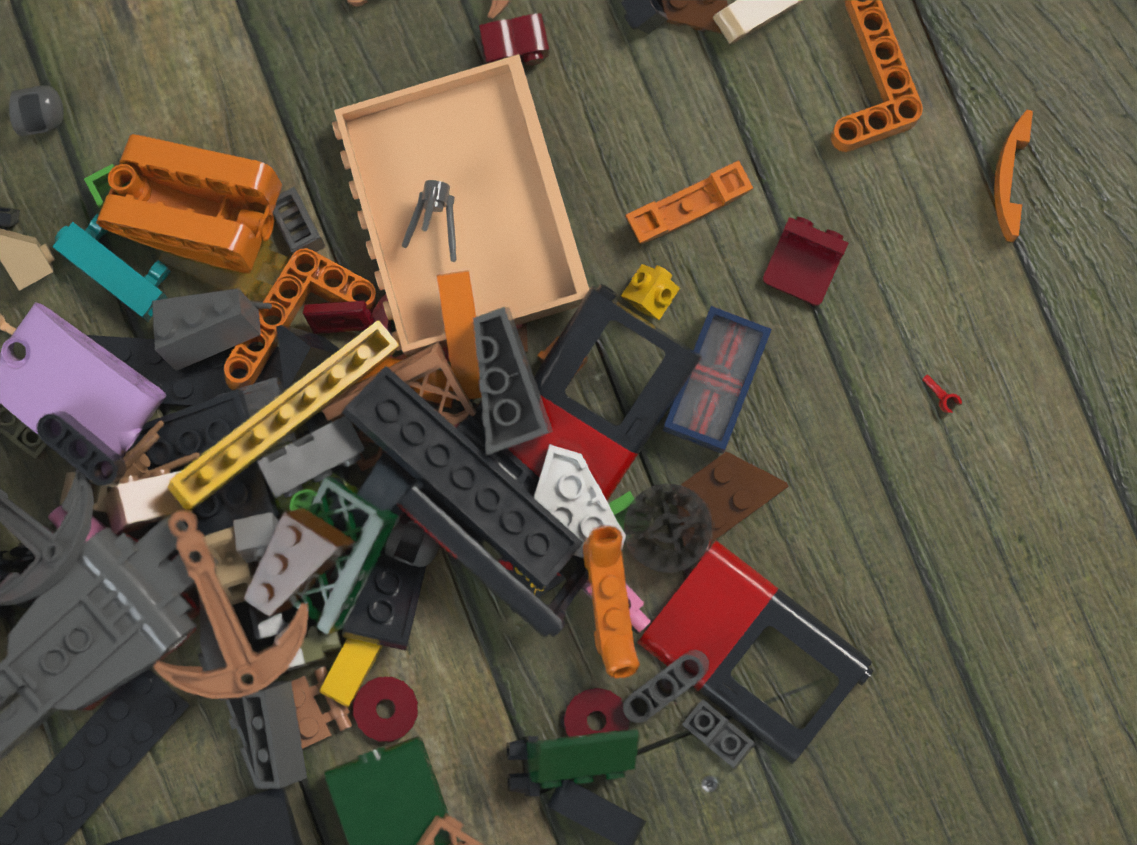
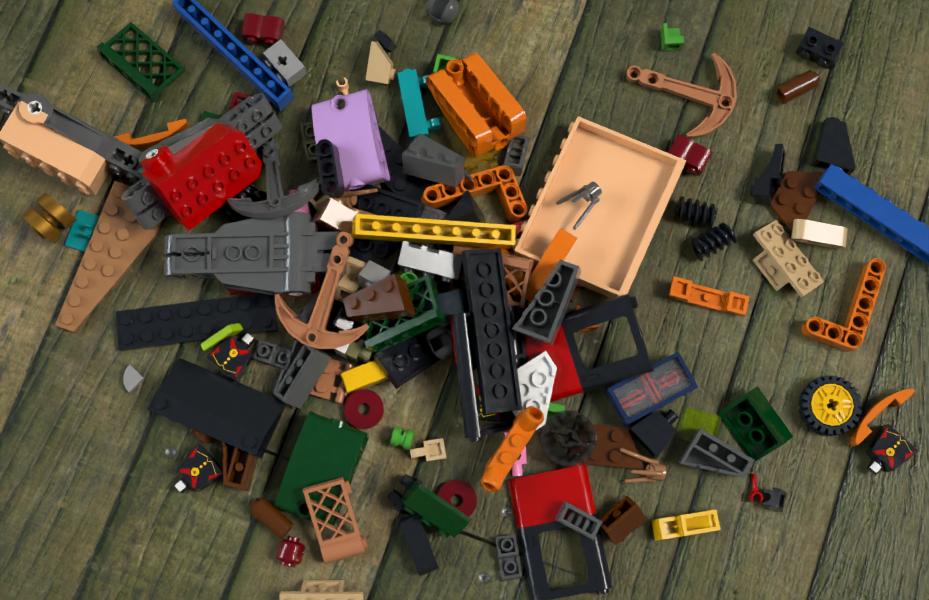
camera: 40 degrees right, 5 degrees down
(128, 775) = (222, 335): none -> lime tile
(164, 786) = (233, 356): none -> black torso
(210, 741) = (271, 354): none -> dark grey slope
(338, 317) = (498, 210): dark red tile -> none
(464, 703) = (402, 438): none -> bright green wheel
(514, 685) = (432, 450): none -> tan plate
(584, 107) = (695, 211): none -> black piece
(635, 126) = (712, 239): none -> black piece
(651, 291) = (655, 321): yellow brick -> none
(655, 697) = (494, 508): dark grey beam -> none
(737, 624) = (562, 511): none -> dark grey slope
(744, 78) = (783, 261): none -> tan bracket
(765, 427) = (655, 431): none -> black torso
(804, 479) = (653, 471): none -> medium nougat plant
(805, 261) = (741, 369): dark red bracket -> none
(814, 375) = (698, 419): none -> clear neon green piece
(815, 571) = (622, 520): none -> reddish brown brick
(858, 395) = (713, 454): none -> dark grey wedge
(877, 314) = (755, 424): none -> dark green slope
(895, 510) = (685, 525): none -> yellow slope
(969, 219) = (833, 420): none -> wheel
(977, 384) = (777, 499): none -> black tile
(1060, 210) = (888, 450): none -> black torso

